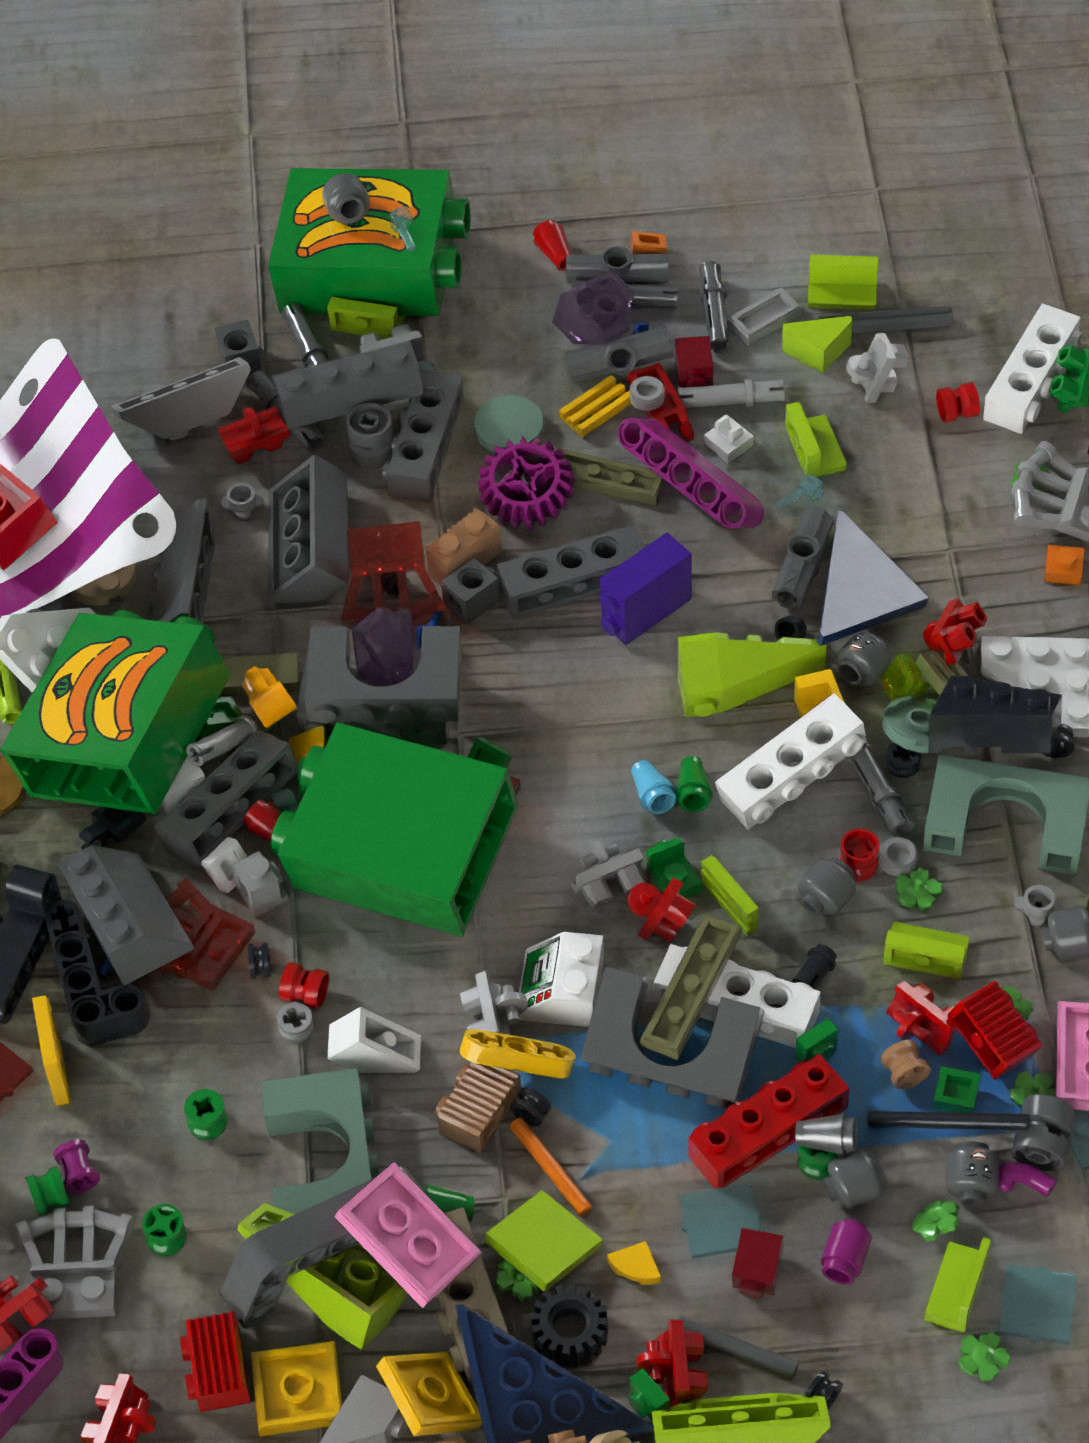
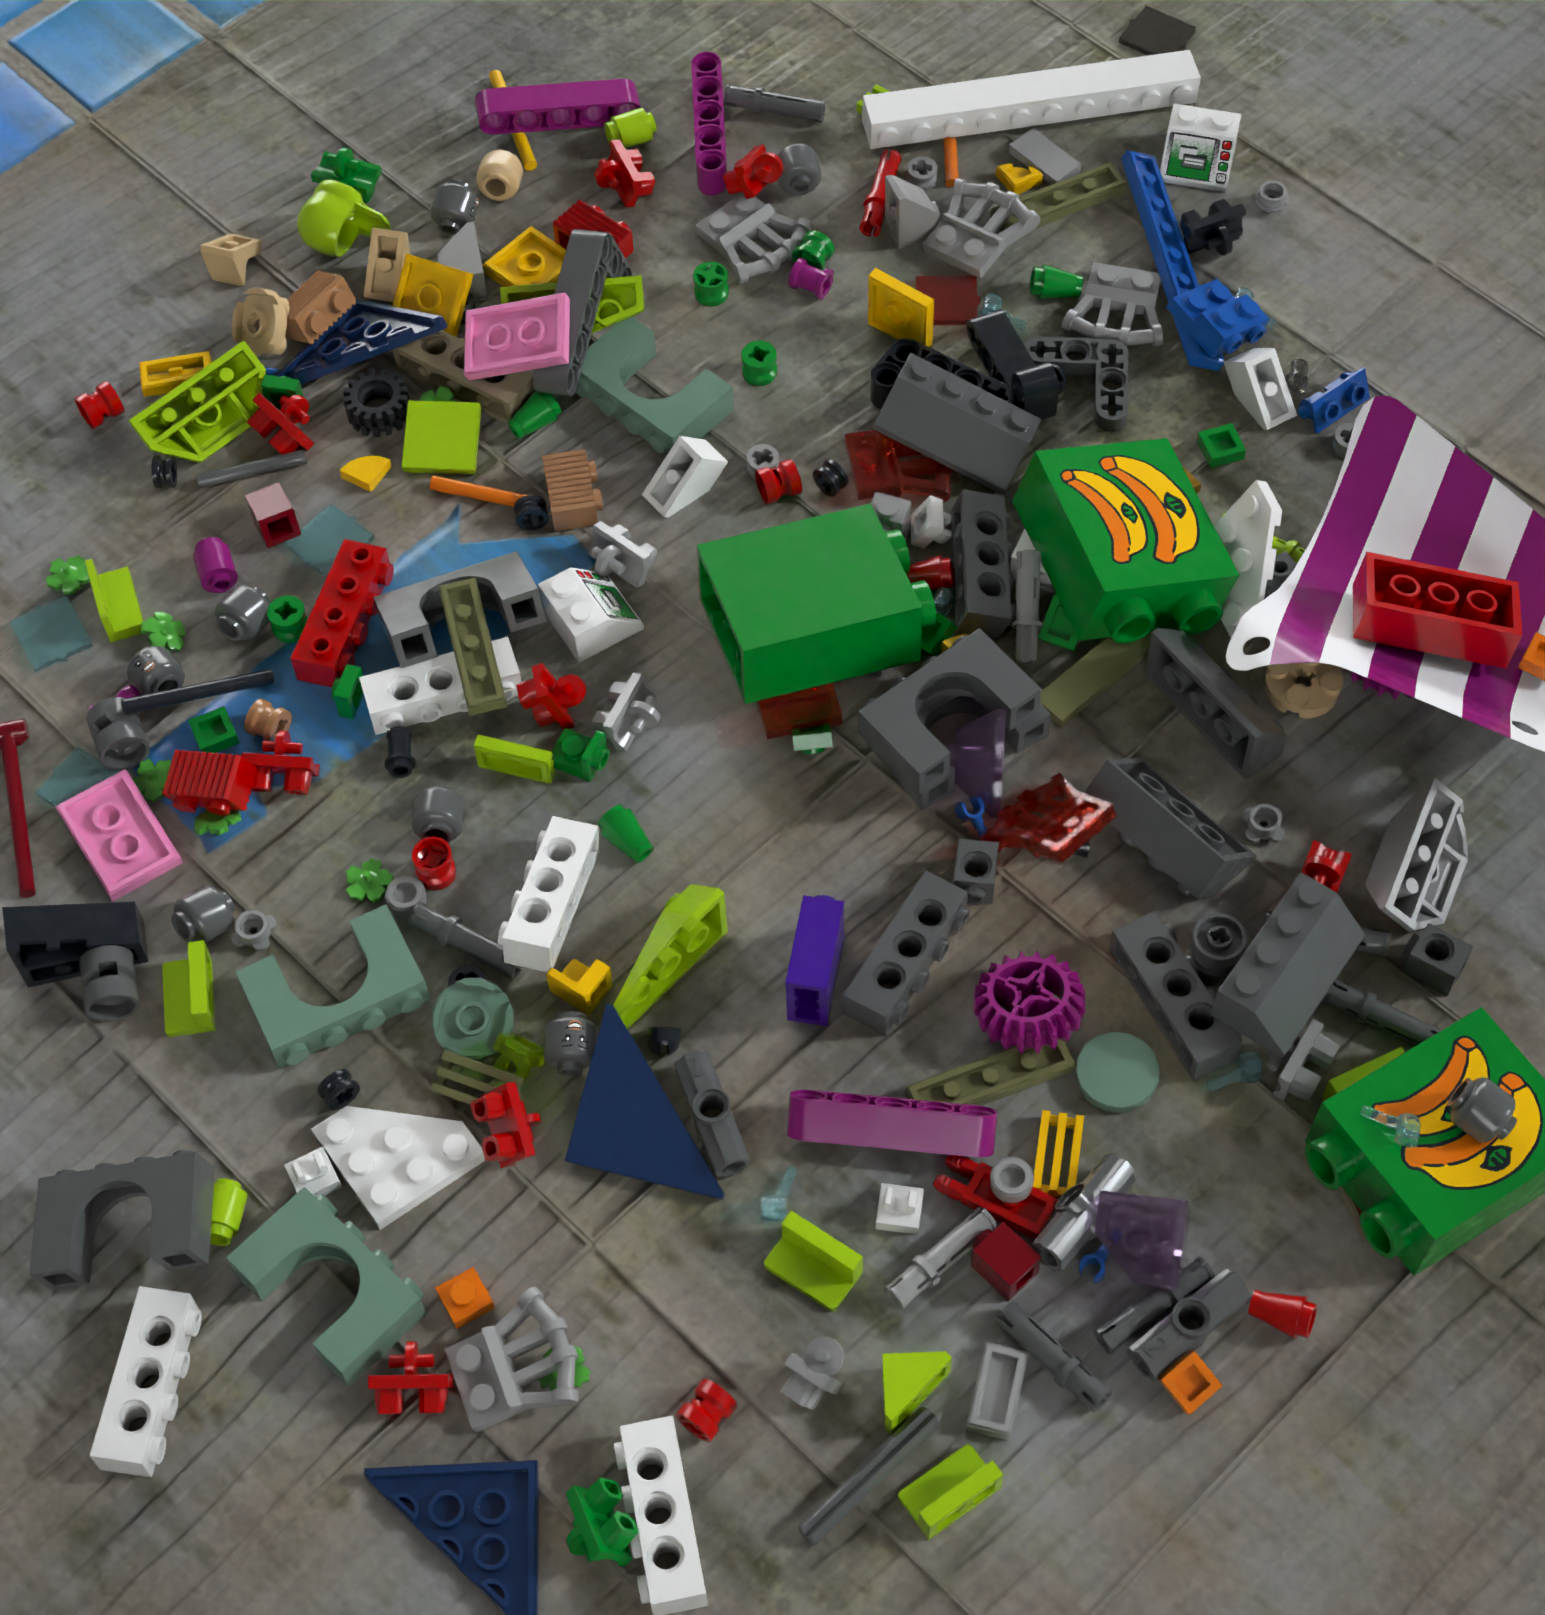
camera: 140 degrees right, 5 degrees up
(267, 696) = (1022, 640): light orange piece -> none
(471, 538) = (1019, 900): medium nougat brick -> none
(517, 1053) = (541, 540): yellow beam -> none
(653, 788) = (657, 808): medium azure cone -> none
(828, 1133) = (276, 608): flat silver cone -> none
(926, 950) = (321, 828): lime panel -> none
(994, 715) = (394, 1027): black wedge -> none

